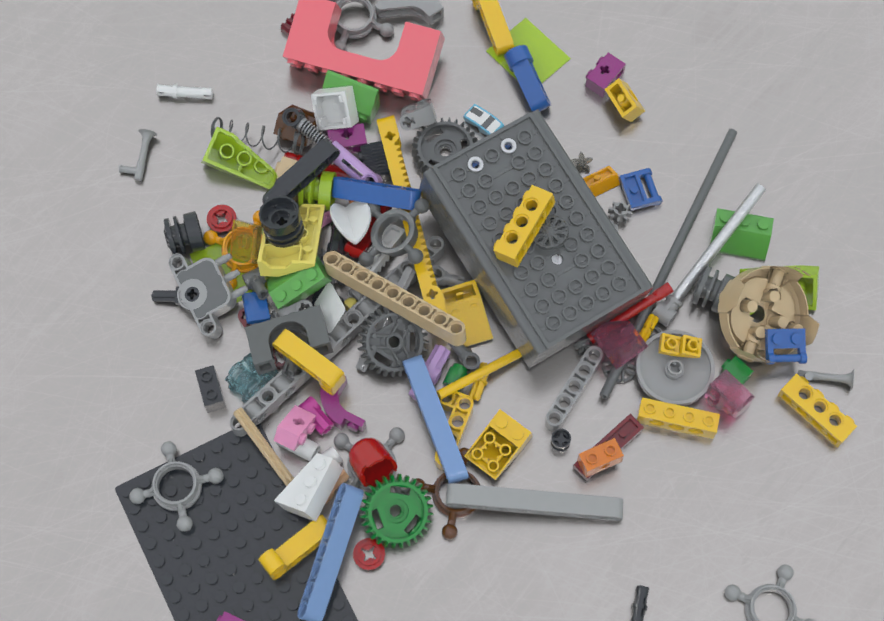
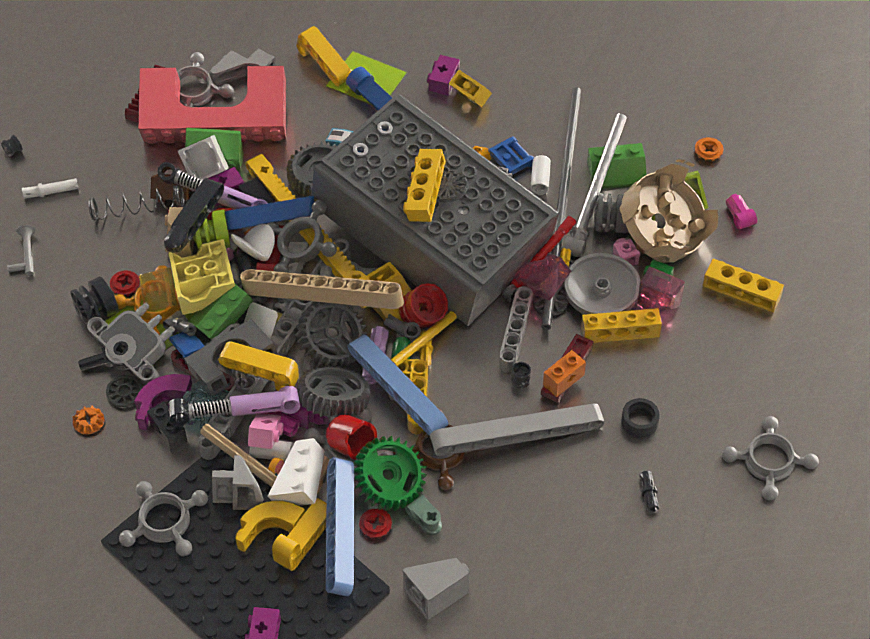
camera: 20 degrees left, 15 degrees down
(148, 362) = (82, 426): none -> orange gear
(163, 32) = (11, 145): none -> black wheel
(184, 336) = (123, 391): none -> pearl dark grey wheel
(214, 348) = (158, 391): none -> magenta arch
(233, 157) = (122, 229): lime wedge -> none
(250, 479) = (236, 486): none -> light grey piece
(268, 516) = (264, 516): none -> yellow arch
(281, 221) = (190, 255): black wheel -> none
(295, 465) = (276, 465): none -> light orange tile
(321, 403) = (283, 400): none -> piece
(377, 394) = (333, 391): none -> dark grey gear
(417, 559) = (425, 515): none -> sand green piece
(419, 114) = (287, 143): light grey piece -> none
(498, 444) = (465, 391): yellow slope -> none
(500, 339) = (430, 300): none -> red wheel
(660, 220) = (540, 175): none -> white pin
(660, 540) = (642, 405): none -> black tyre
(680, 346) = (603, 264): yellow slope -> none
(713, 342) = (626, 250): none -> bright pink brick
(785, 339) = (694, 230): blue plate -> none
(844, 378) = (758, 253): light grey piece -> none
(845, 234) = (709, 143): none -> orange gear
(847, 330) = (742, 215): none -> dark pink piece

